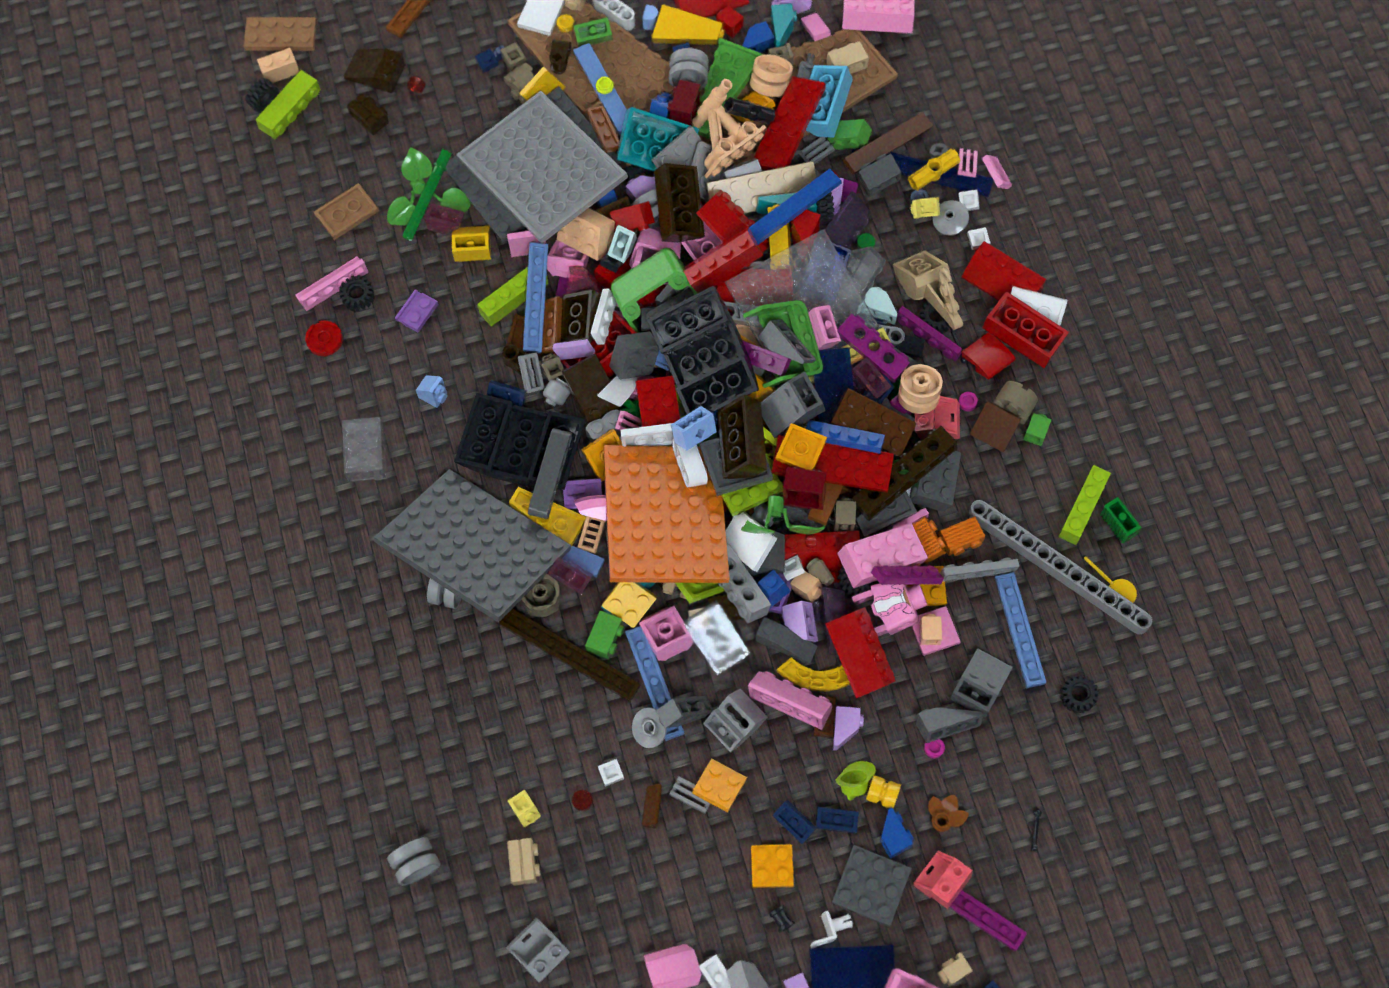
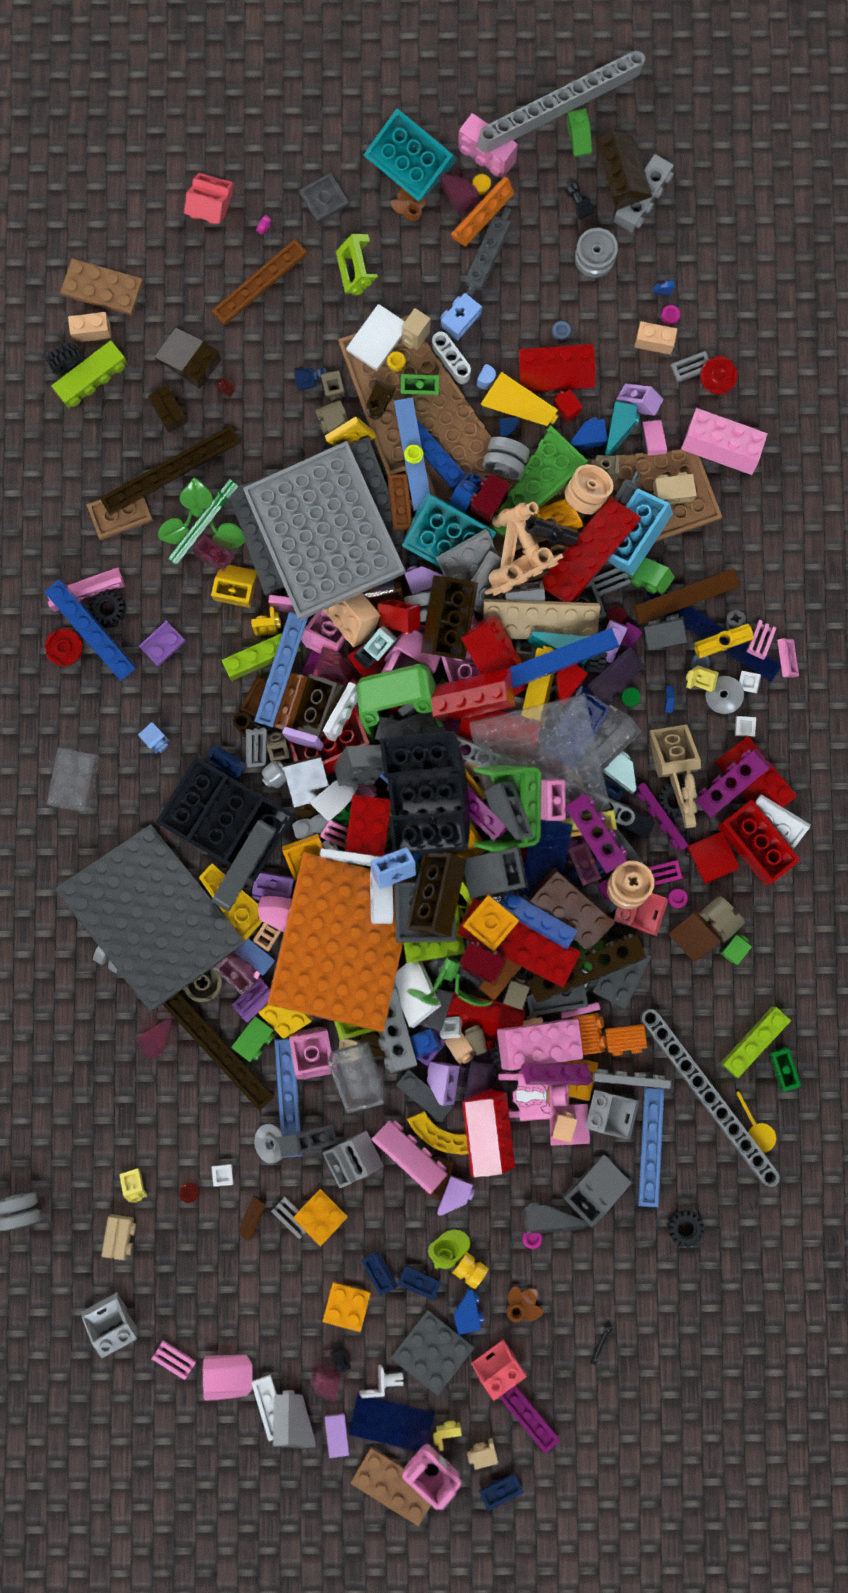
camera: 15 degrees right, 15 degrees up
(346, 309) = (90, 629): none -> blue brick
(383, 162) = (170, 470): none -> dark brown plate
(508, 661) = (156, 1039): none -> clear pink slope
(510, 264) = (266, 626): none -> yellow bracket
(594, 598) = (252, 1000): none -> medium lavender plate
(618, 962) = (167, 1365): none -> bright pink tile
(630, 91) = (439, 459): none -> blue plate
(774, 943) = (326, 1383): none -> clear pink slope
(901, 234) = (669, 699): none -> blue tile
(912, 955) = (448, 1430): none -> light yellow bracket
(954, 387) = (677, 869): none -> dark pink tile
(970, 606) = (613, 1123): none -> light grey piece
(1003, 260) = (713, 805): none -> magenta brick

